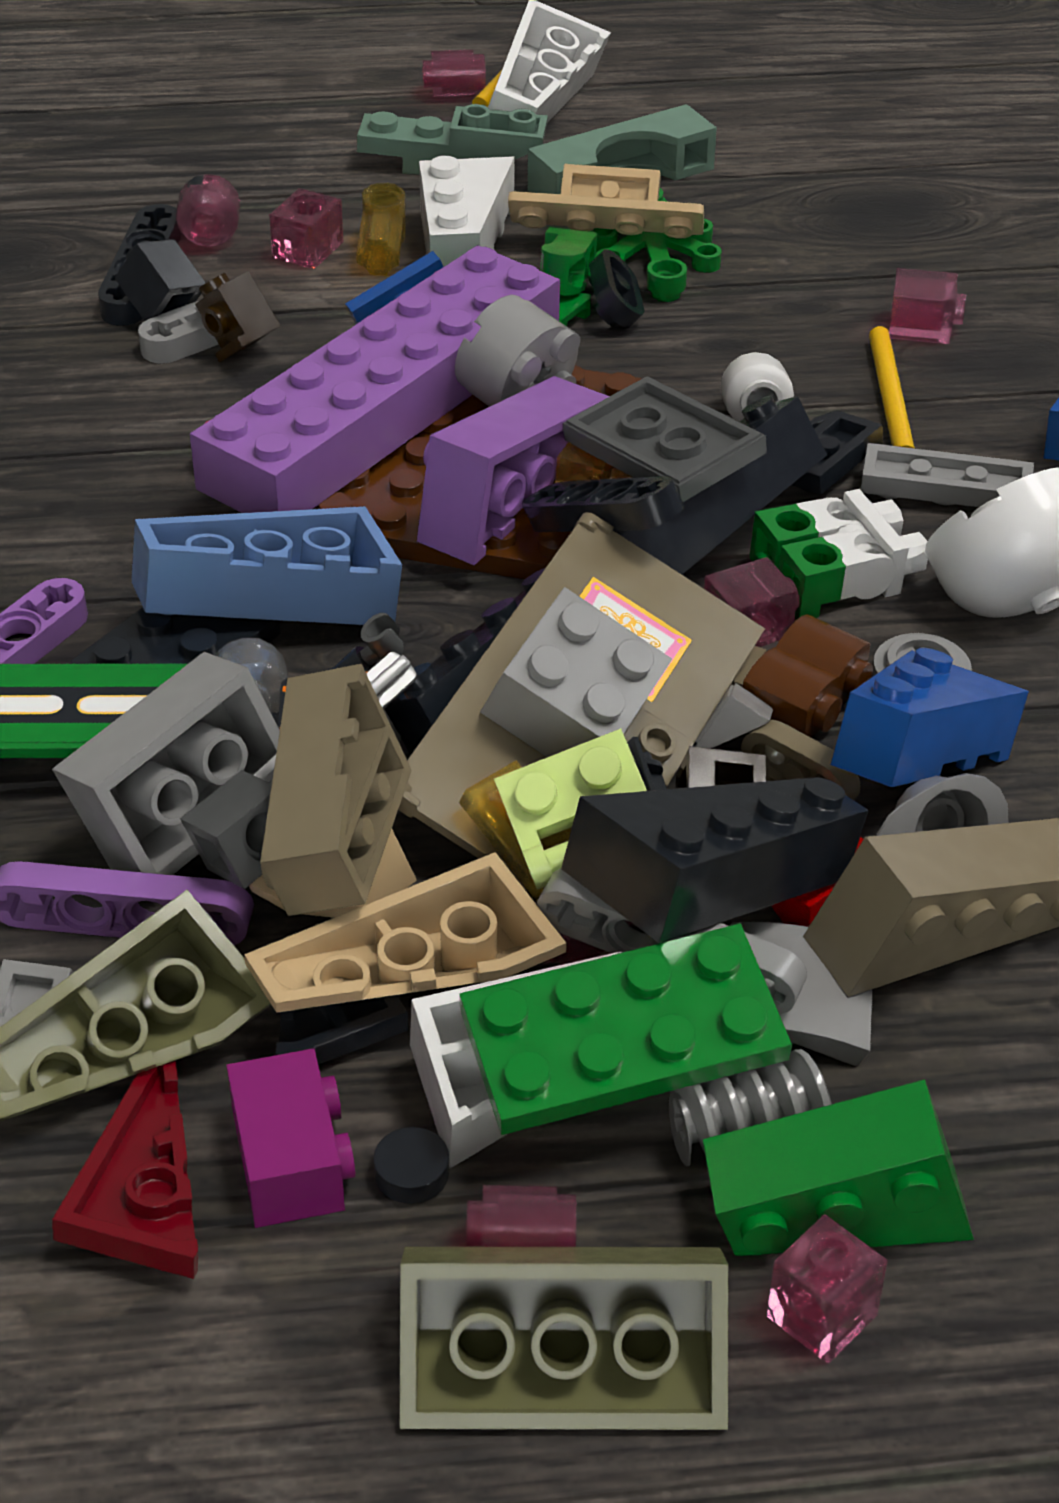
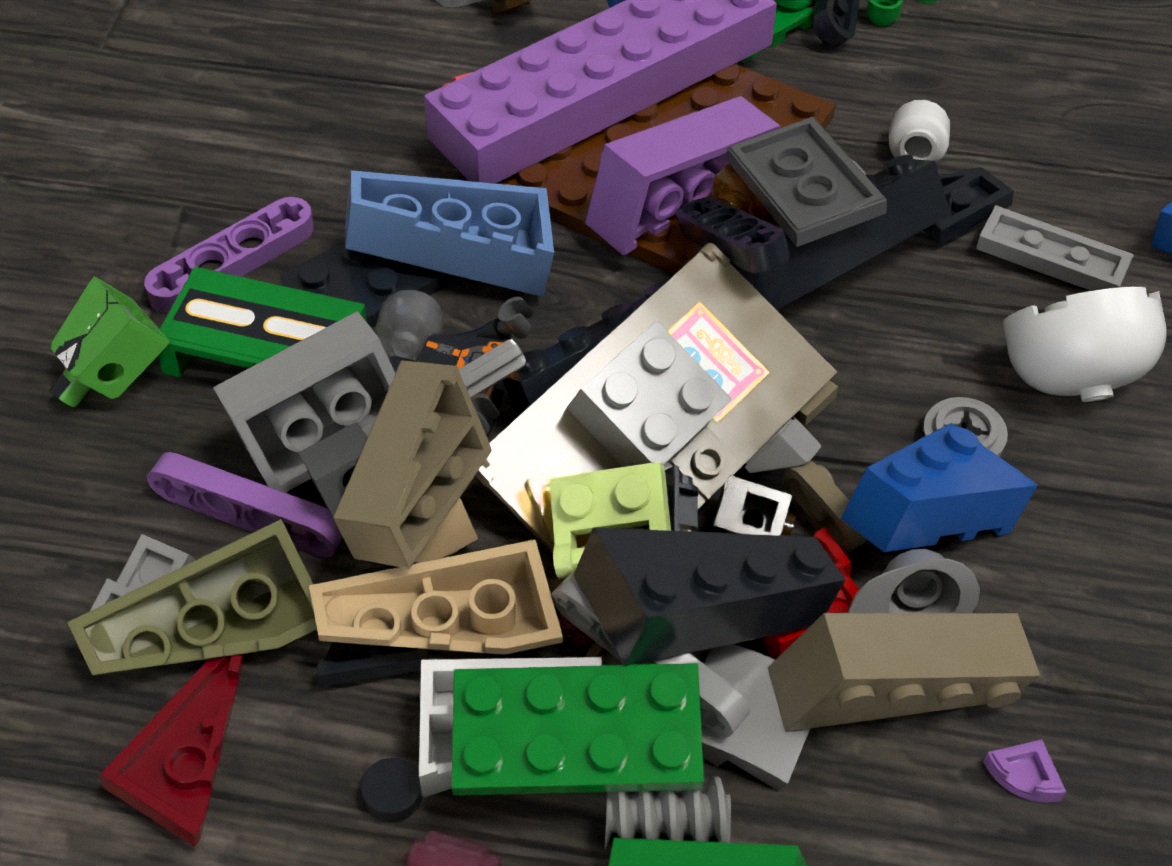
camera: 15 degrees right, 10 degrees up
(287, 1137) = (300, 744): magenta brick -> none
(515, 350) = (716, 67): light grey brick -> none
(758, 593) = (843, 338): clear pink brick -> none
(810, 674) = (863, 422): reddish brown brick -> none
(838, 548) = (930, 305): hips -> none
(890, 388) = (1039, 154): yellow bar -> none
(925, 306) = (1097, 76): clear pink brick -> none

